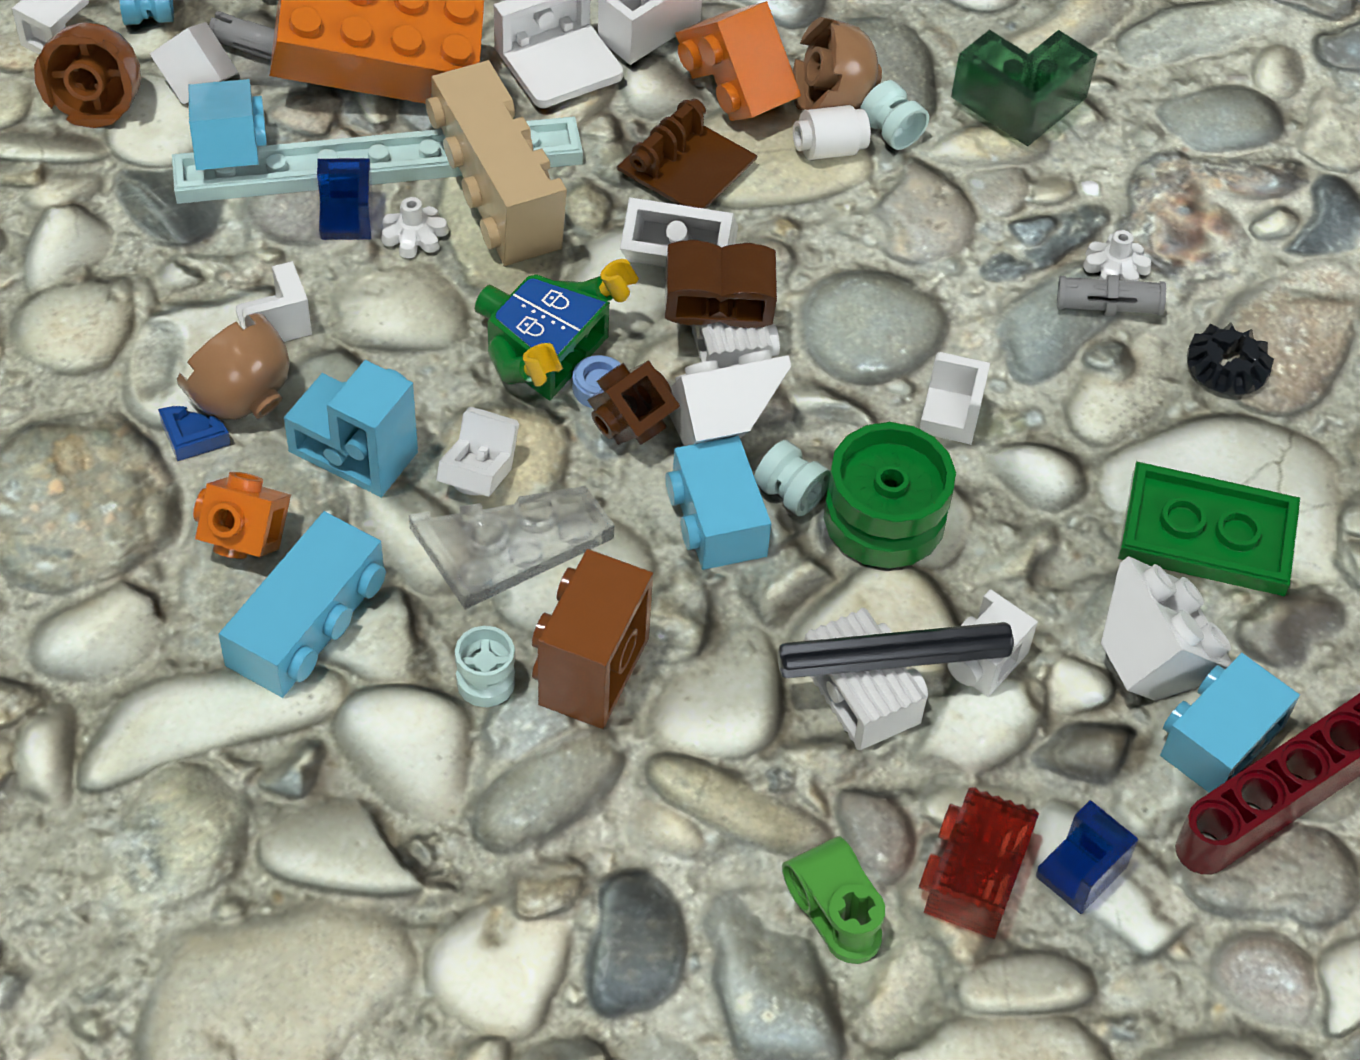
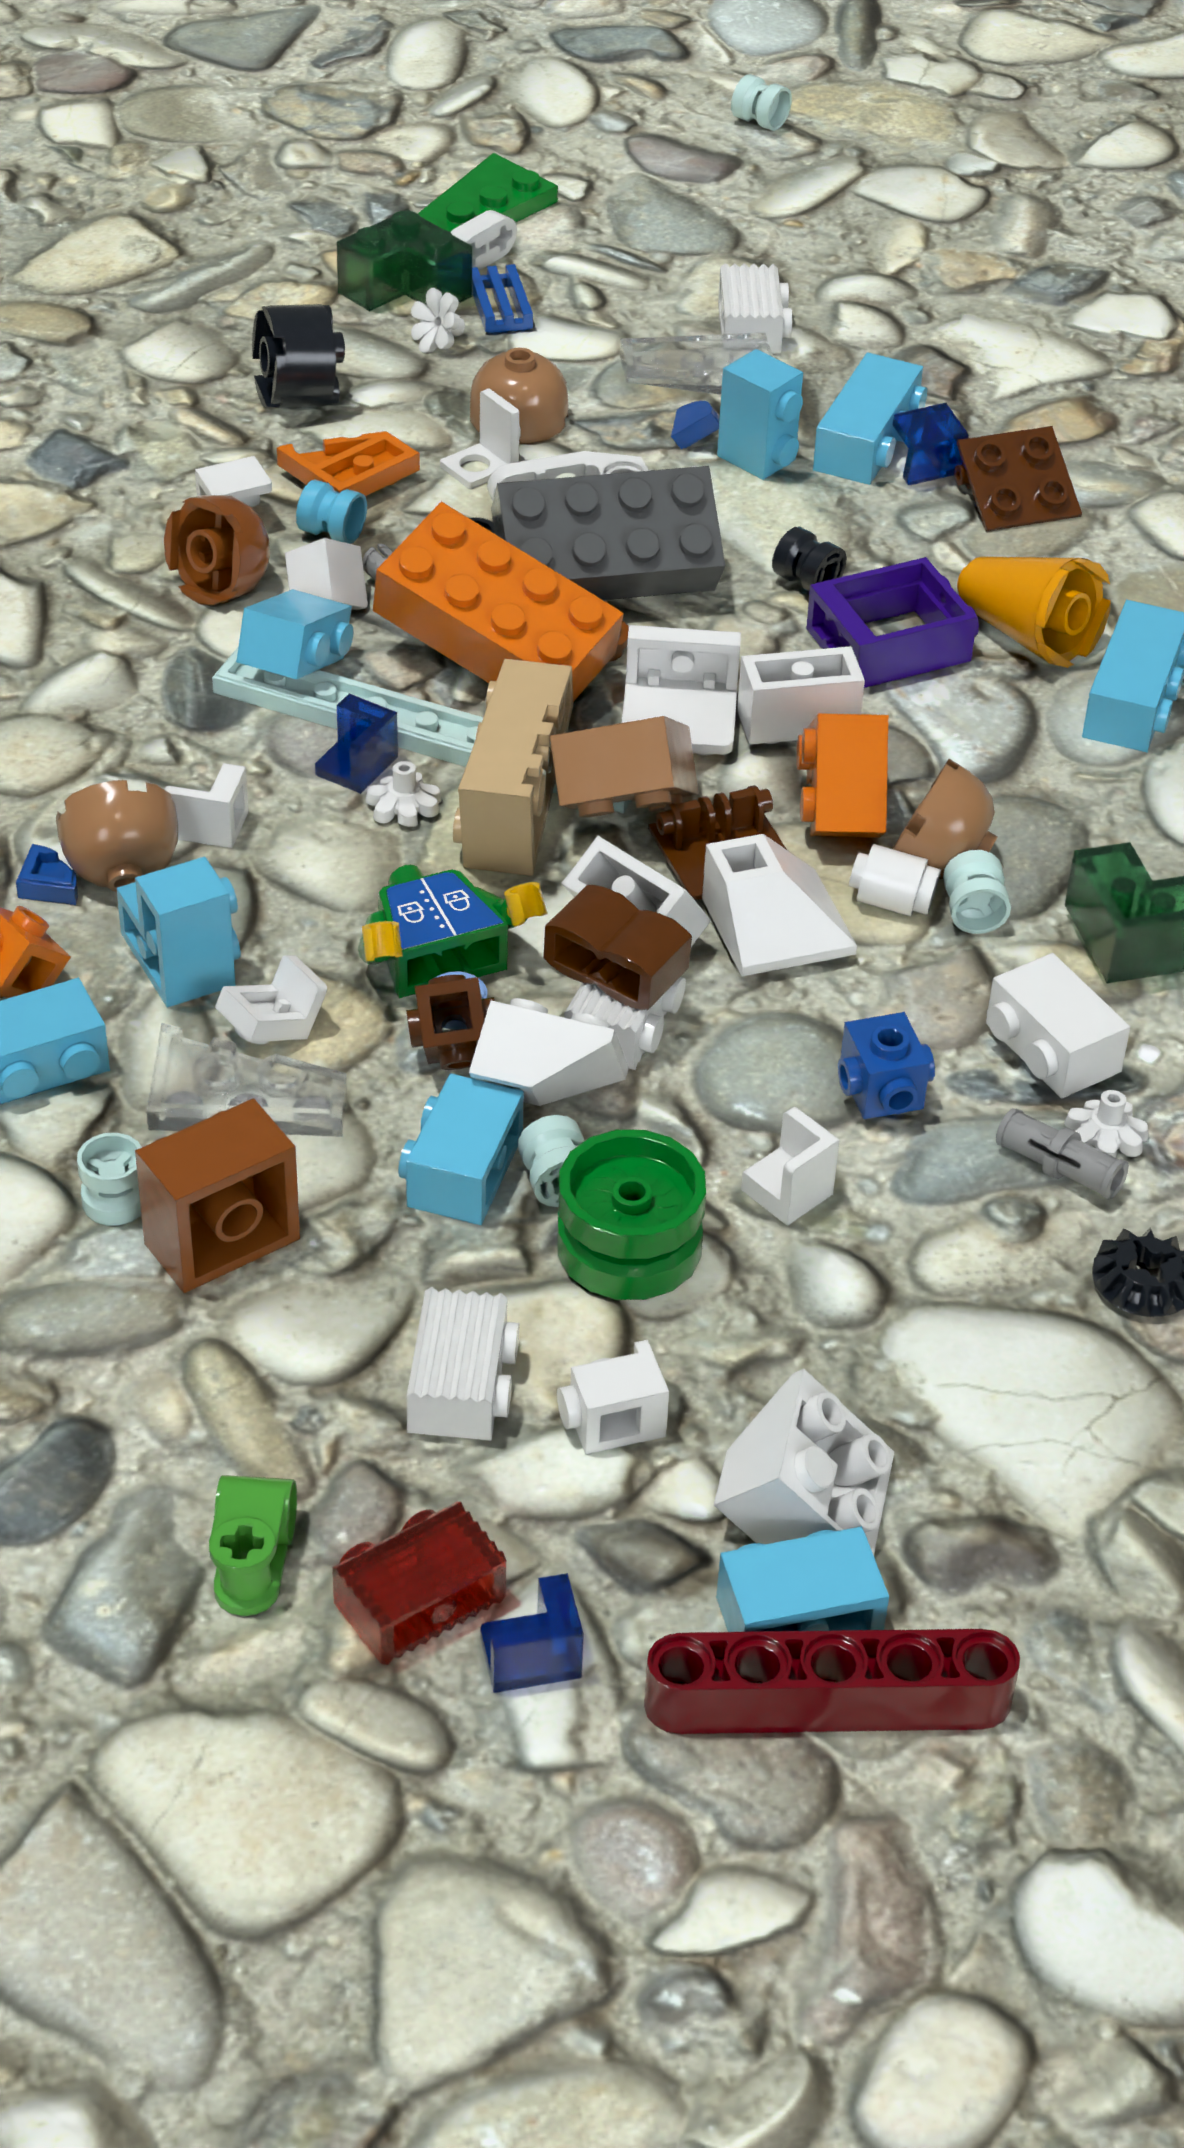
camera: 35 degrees right, 10 degrees down
(589, 126) = (624, 762): none -> medium nougat brick
(770, 197) = (771, 907): none -> white slope
(895, 650) = (491, 1339): black axle -> none
(954, 287) = (884, 1065): none -> blue brick
(1038, 197) = (1057, 1025): none -> white brick
(1210, 528) = (971, 1418): green tile -> none

